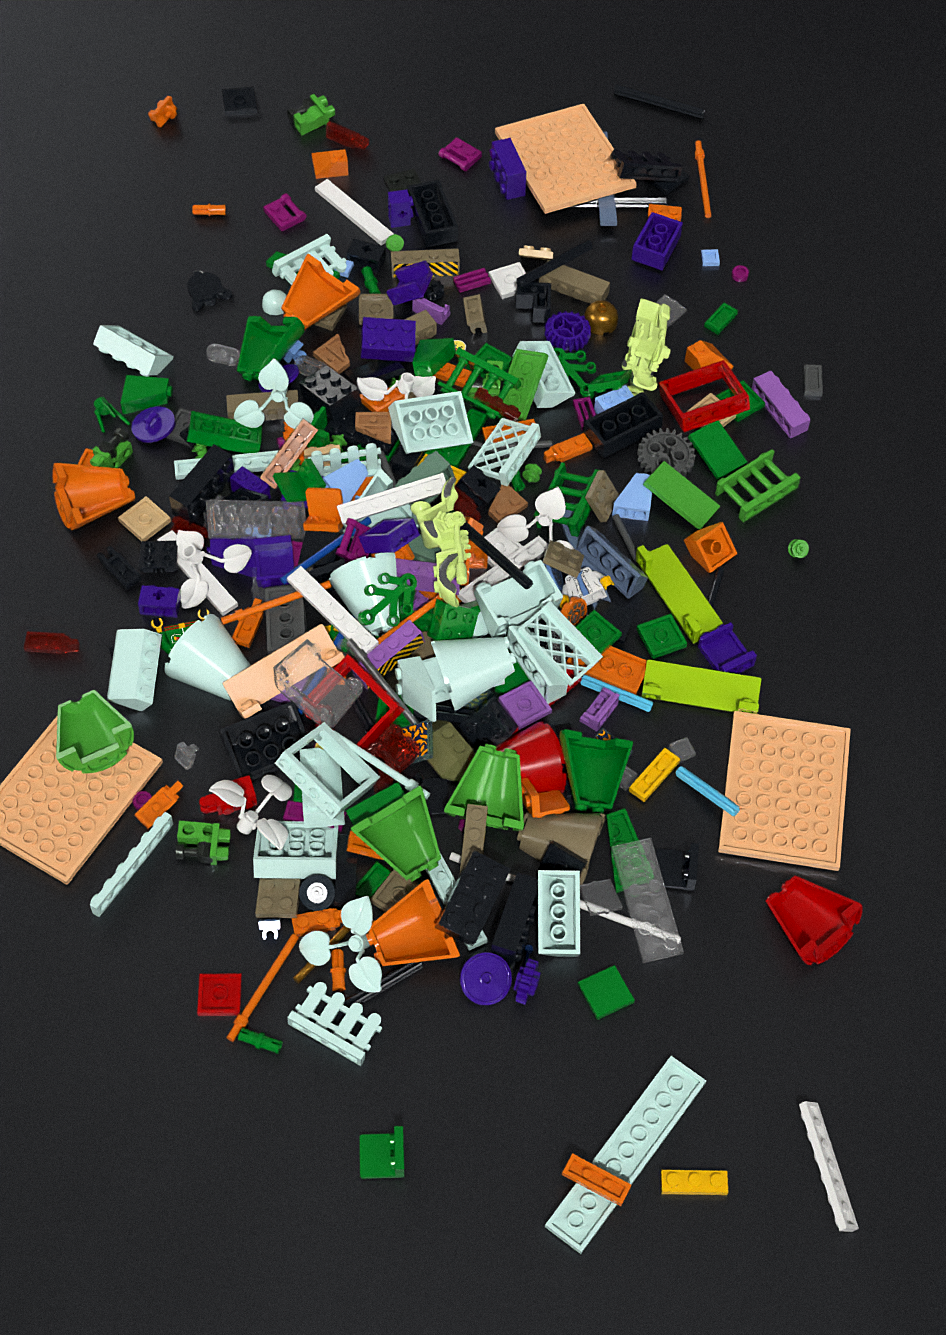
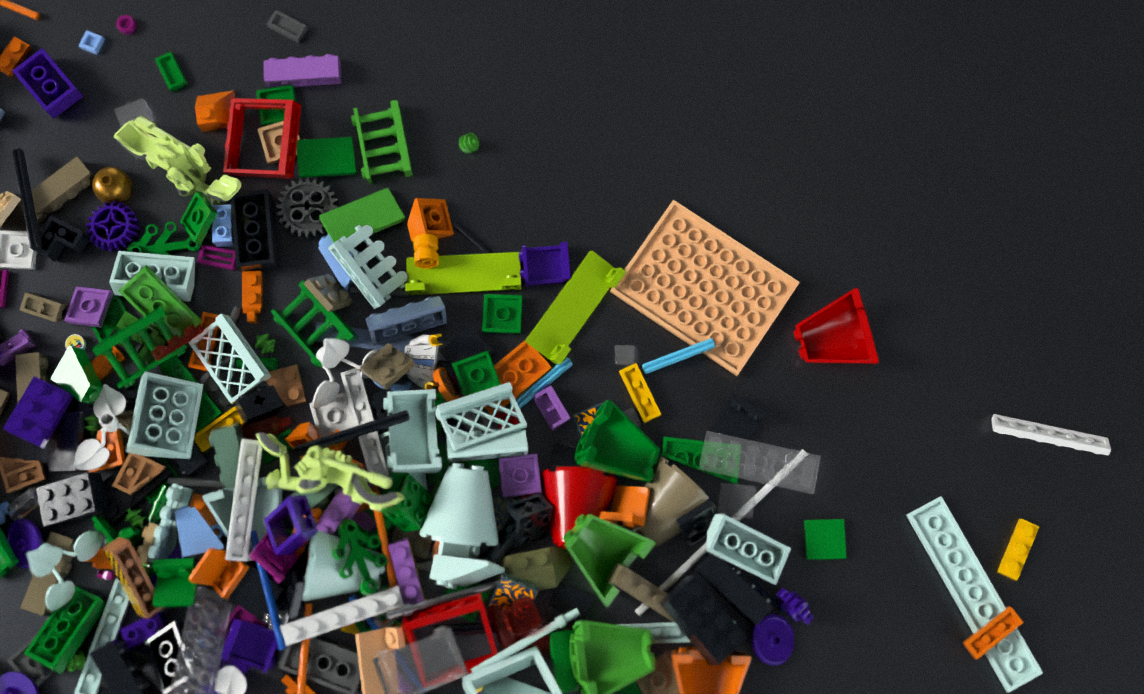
camera: 65 degrees left, 20 degrees up
(492, 342) = (88, 307): none -> medium lavender tile
(647, 506) = (352, 266): none -> light aqua fence
(681, 551) = (425, 251): none -> light orange wheel

